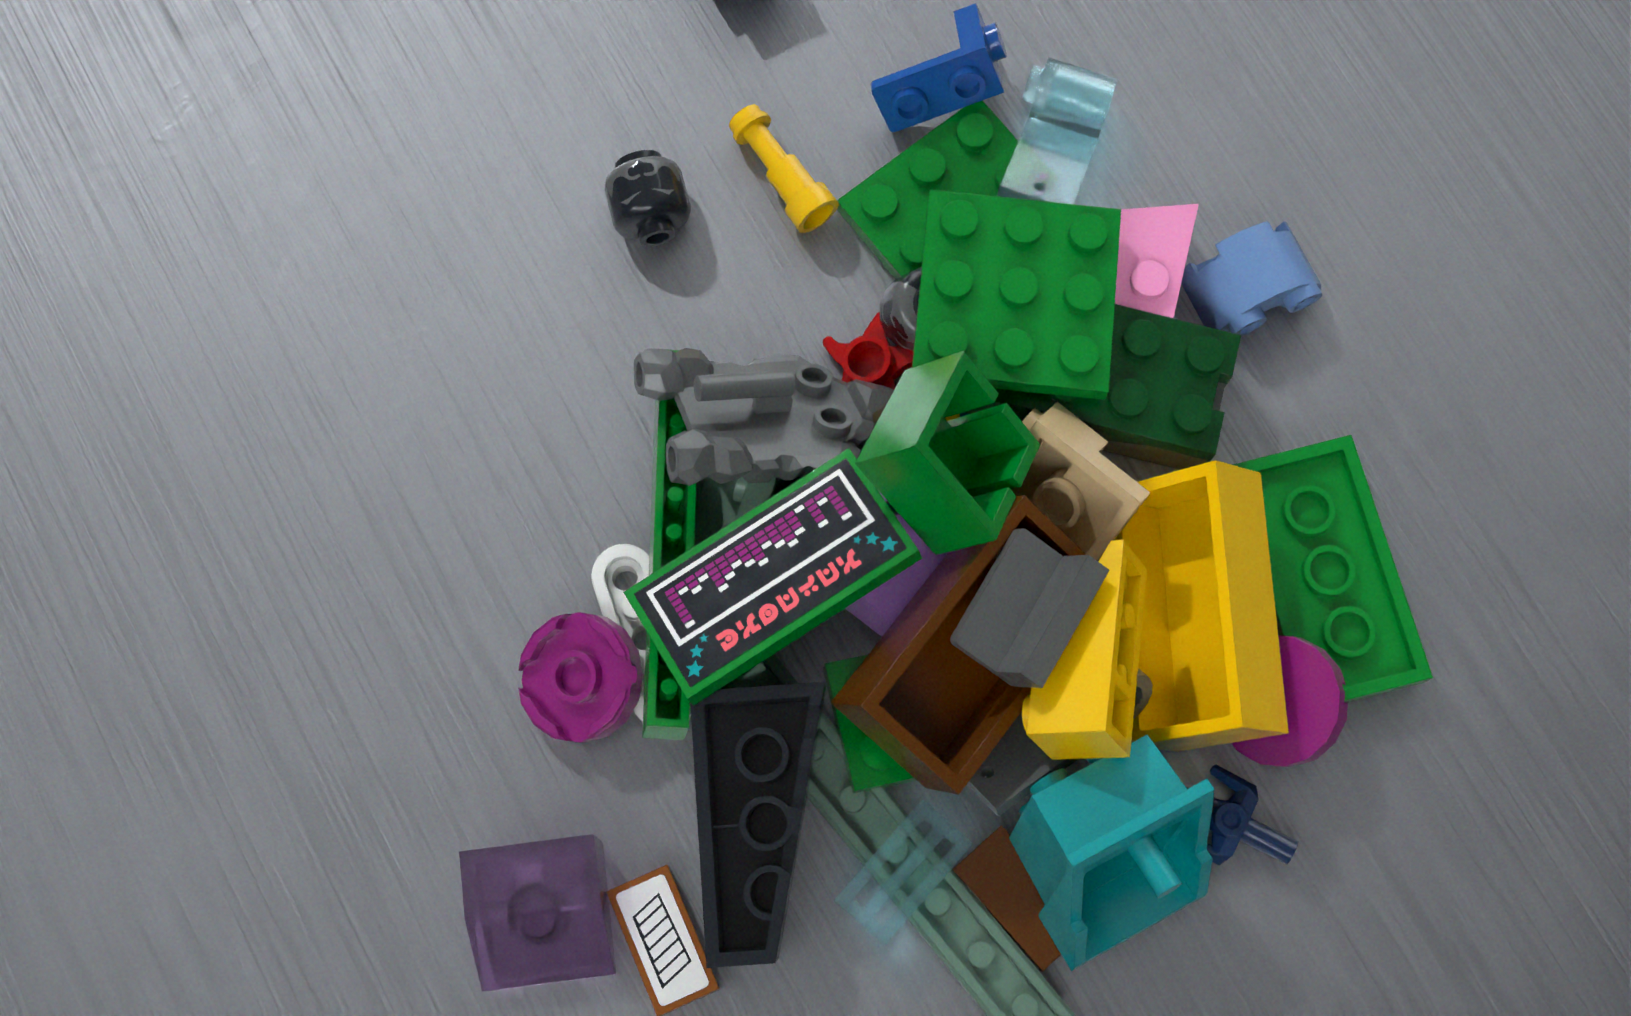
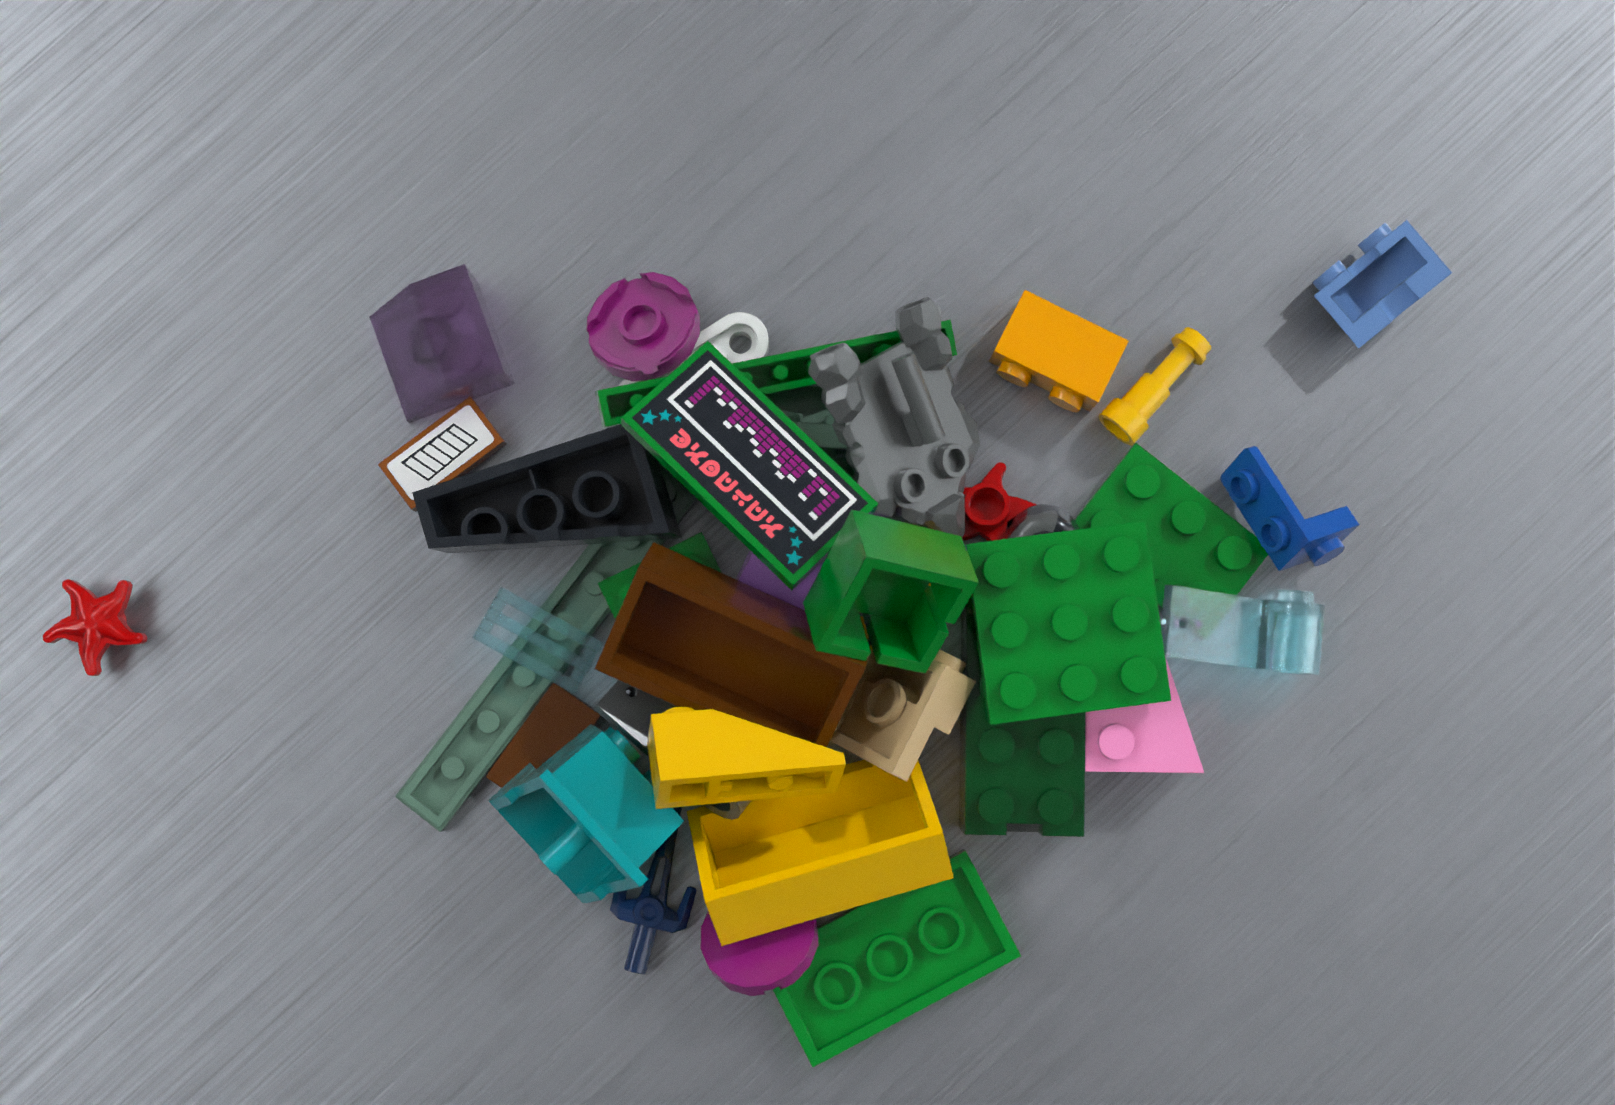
camera: 75 degrees right, 10 degrees up
(647, 197) = (1095, 271): black head -> none
(723, 254) = (1057, 353): none -> light orange piece
(1027, 609) = (762, 692): dark grey panel -> none
(1250, 276) = (1153, 837): medium blue cylinder -> none

